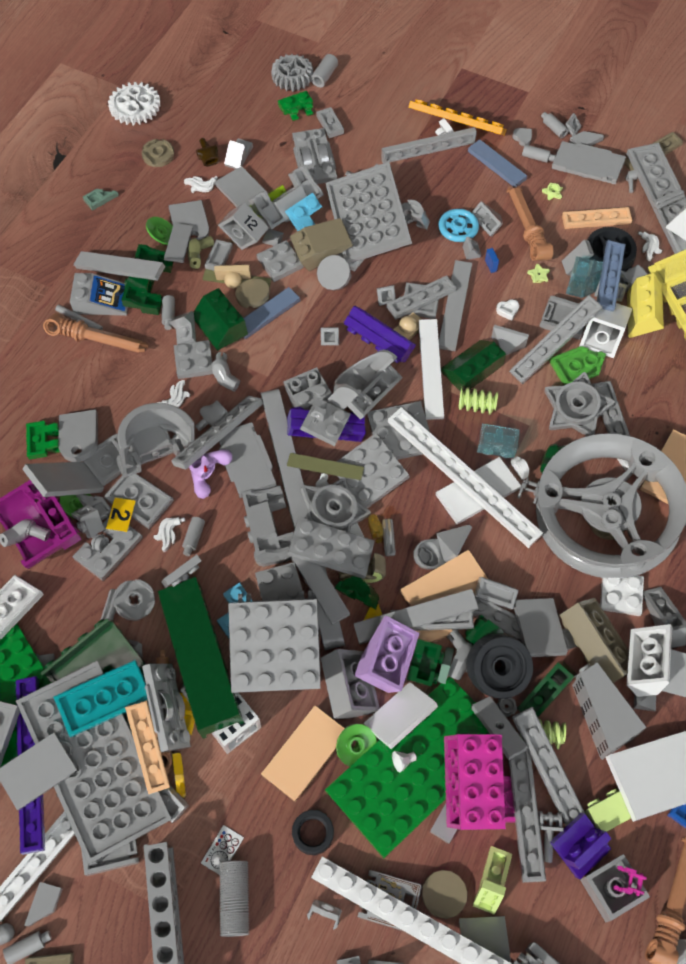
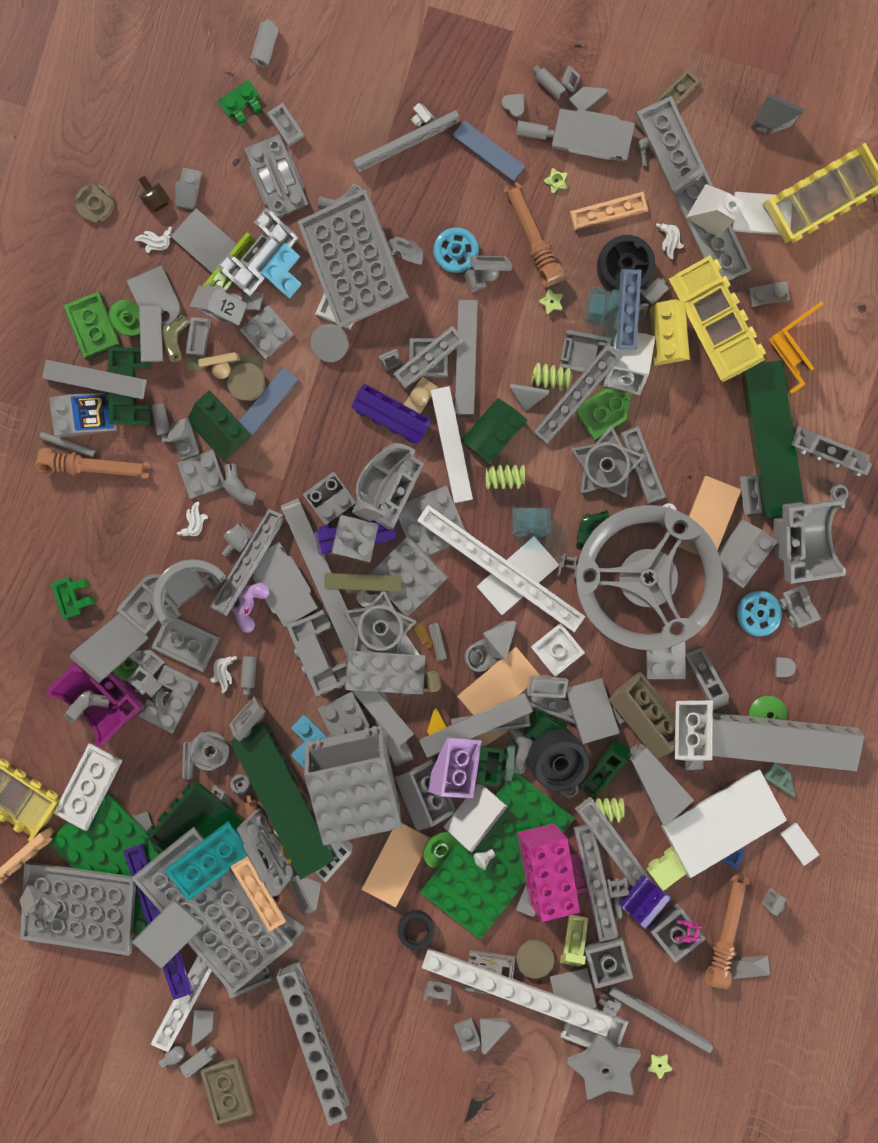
camera: 10 degrees left, 25 degrees up
(78, 432) = (106, 583): light grey tile -> none
(99, 197) = (44, 280): sand green tile -> none
(120, 514) = (173, 666): yellow sticker -> none
(128, 232) = (91, 325): none -> bright green tile
(134, 103) = (58, 122): white gear -> none
(157, 641) = (240, 784): none -> light grey tile
(179, 775) = (290, 903): yellow tile -> none
(197, 767) = (305, 893): none -> light grey slope
(222, 849) = (341, 955): white sticker -> none
(234, 898) = (360, 989): light grey piece -> none
(292, 72) = (211, 49): light grey gear -> none
(320, 241) = (308, 308): dark tan slope -> none
(329, 335) = (339, 422): light grey slope -> none
(360, 590) = (422, 706): dark green cylinder -> none
(452, 115) = (434, 97): light orange plate -> none
(487, 238) = (490, 265): none -> light grey tile
(488, 218) = (488, 234): light grey slope -> none
(492, 260) = (498, 294): blue tile -> none
(493, 718) = (573, 827): light grey tile -> none
(508, 309) = (523, 353): white tile -> none
(510, 563) = (557, 649): none -> white plate
(520, 467) = (555, 543): white tile -> none
(531, 909) = (608, 962): none -> light grey brick
(532, 327) = (551, 377): none -> yellowish green piece
(582, 250) = (591, 278): light grey tile -> none
(611, 519) = (649, 600): light grey tile -> none

